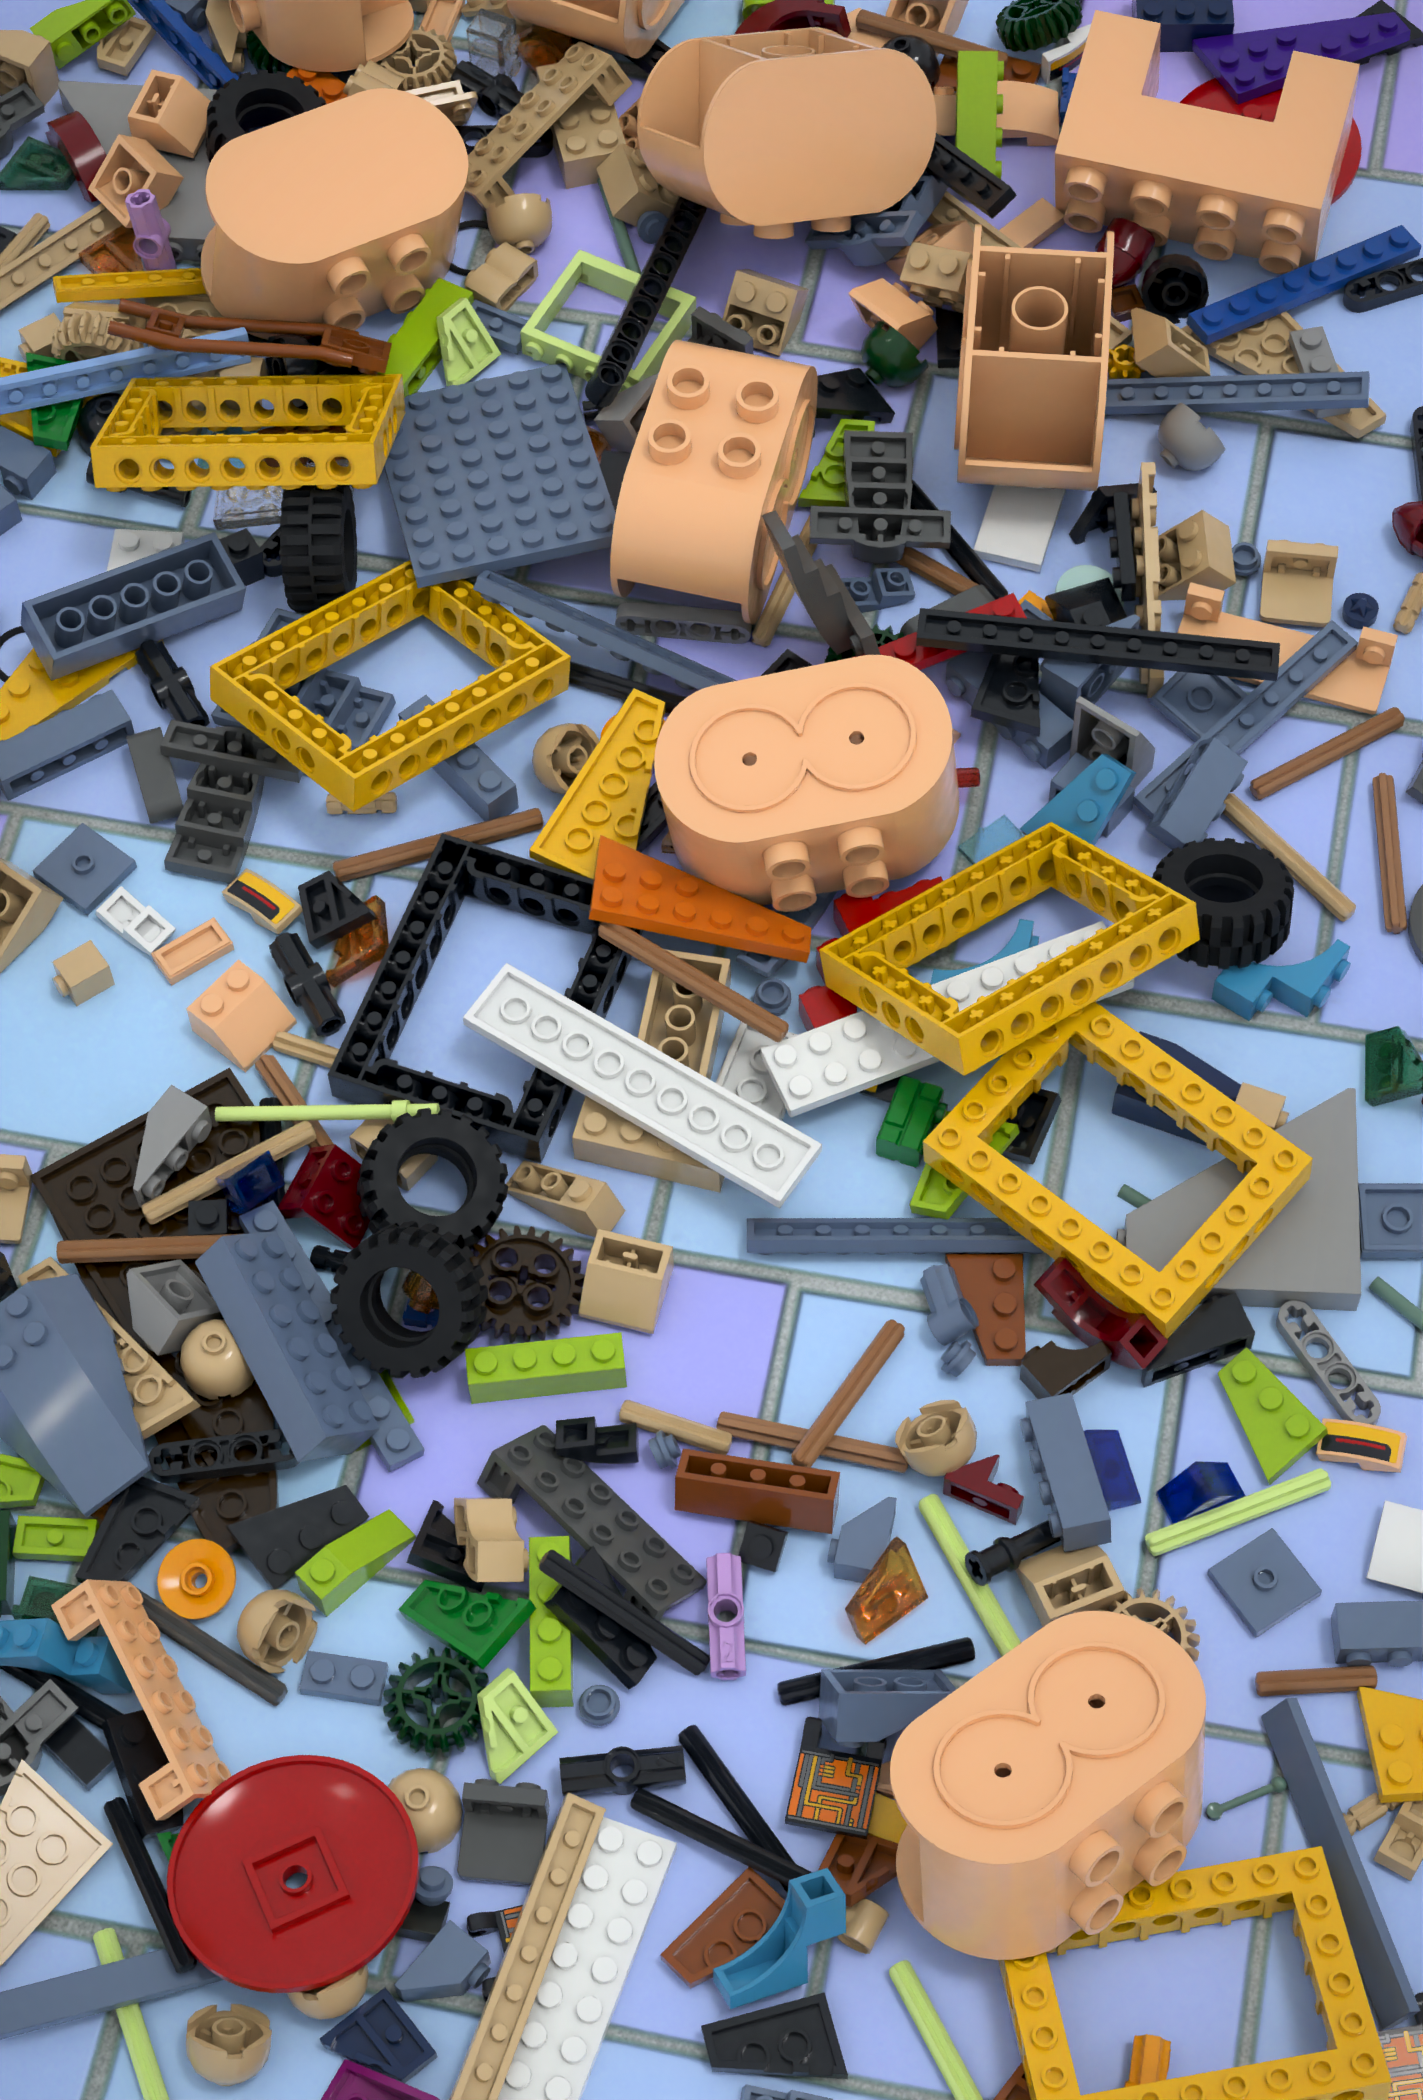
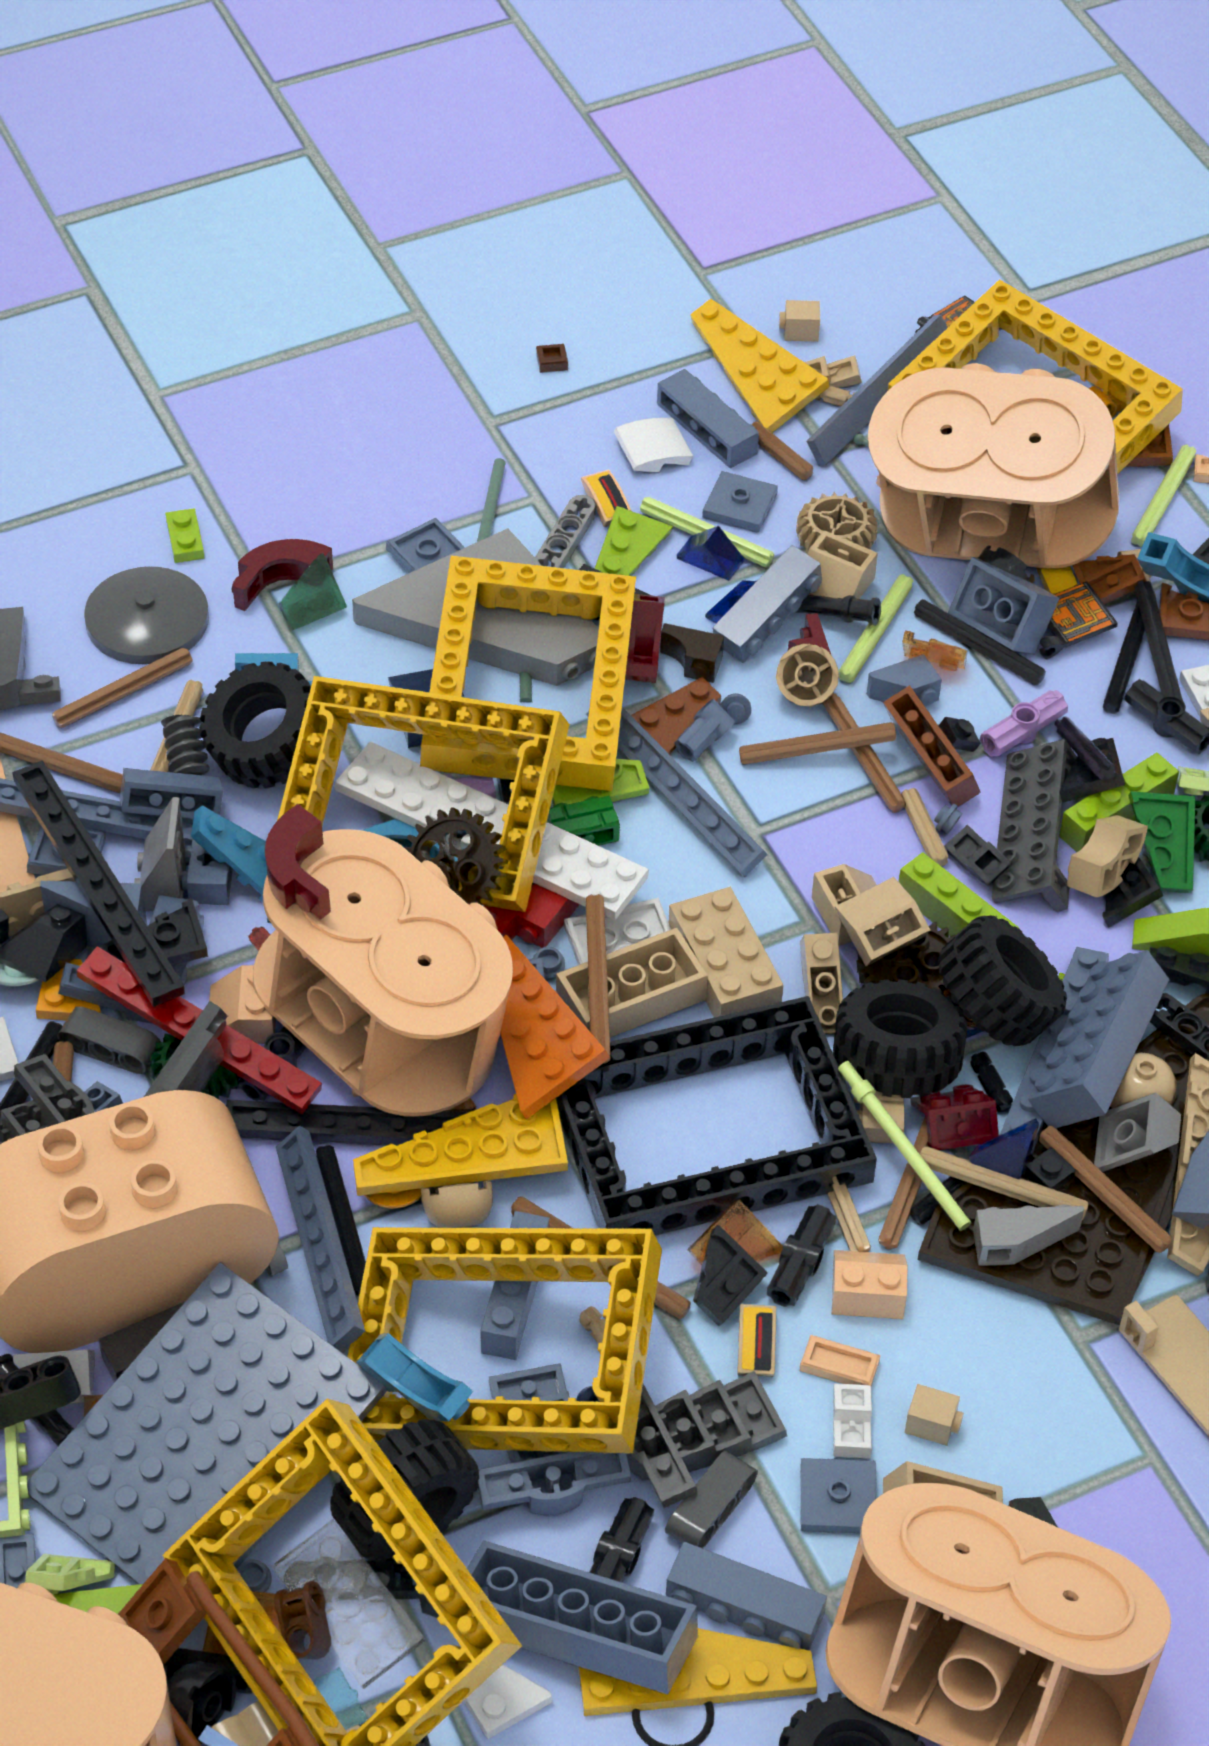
camera: 130 degrees left, 10 degrees down
(367, 585) = (419, 1383): none -> dark azure arch
(558, 1248) = (882, 920): none -> tan slope
(599, 1705) = (1137, 753): sand blue plate -> none
(643, 1085) = (713, 958): white plate -> none
(891, 911) = (480, 852): none -> dark brown gear
(917, 679) = (286, 847): none -> dark red arch
(1263, 1105) = (409, 649): tan brick -> none
(1278, 844) = (184, 745): none -> dark grey piece

